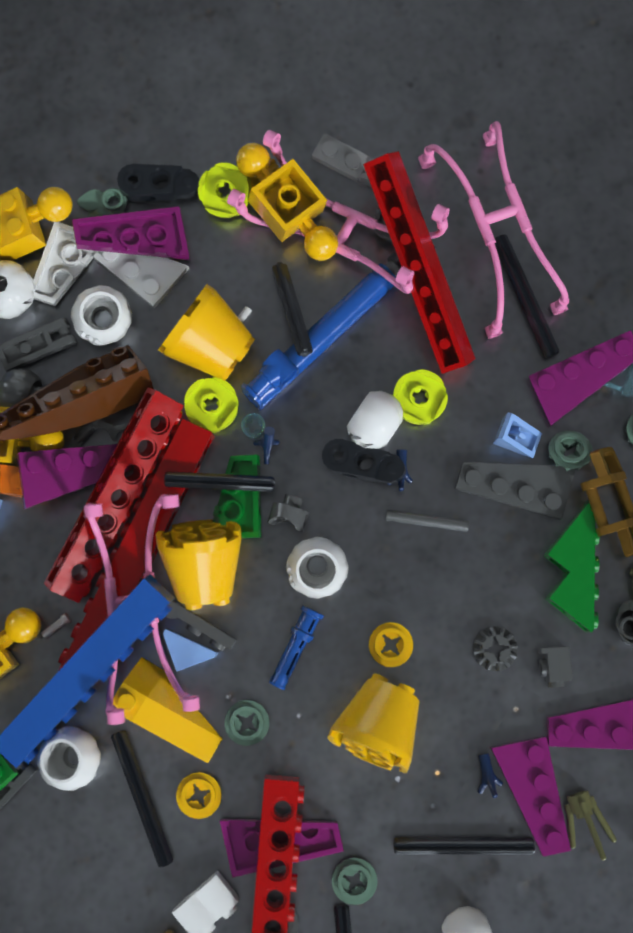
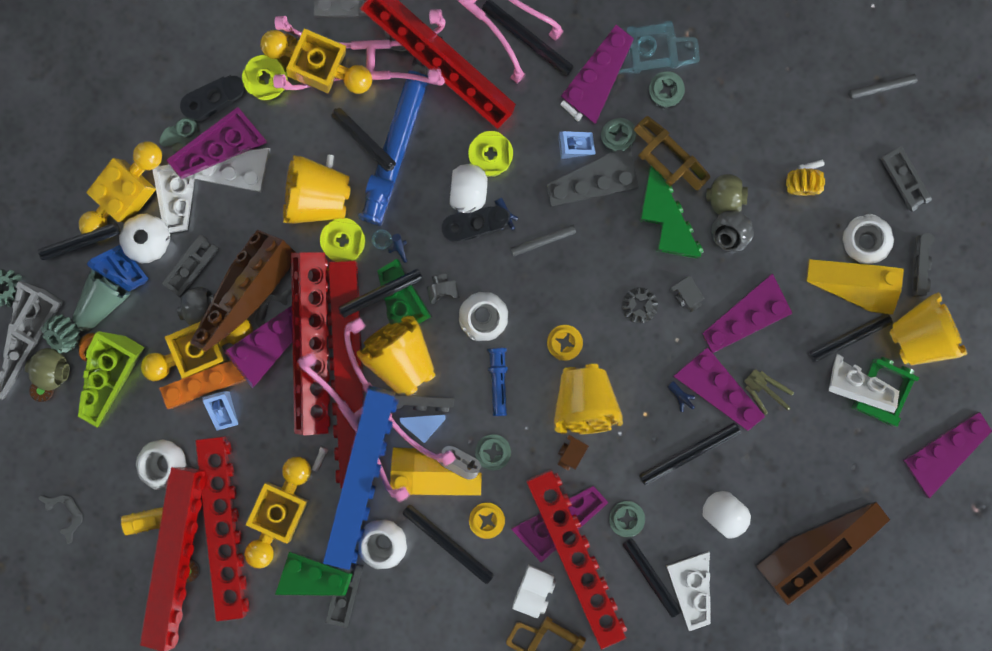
camera: 35 degrees left, 5 degrees up
(101, 298) = (231, 204): white piece -> none
(206, 715) = (461, 463): none -> light grey beam
(332, 772) = (571, 453): none -> reddish brown brick
(535, 406) = (577, 116): none -> white piece

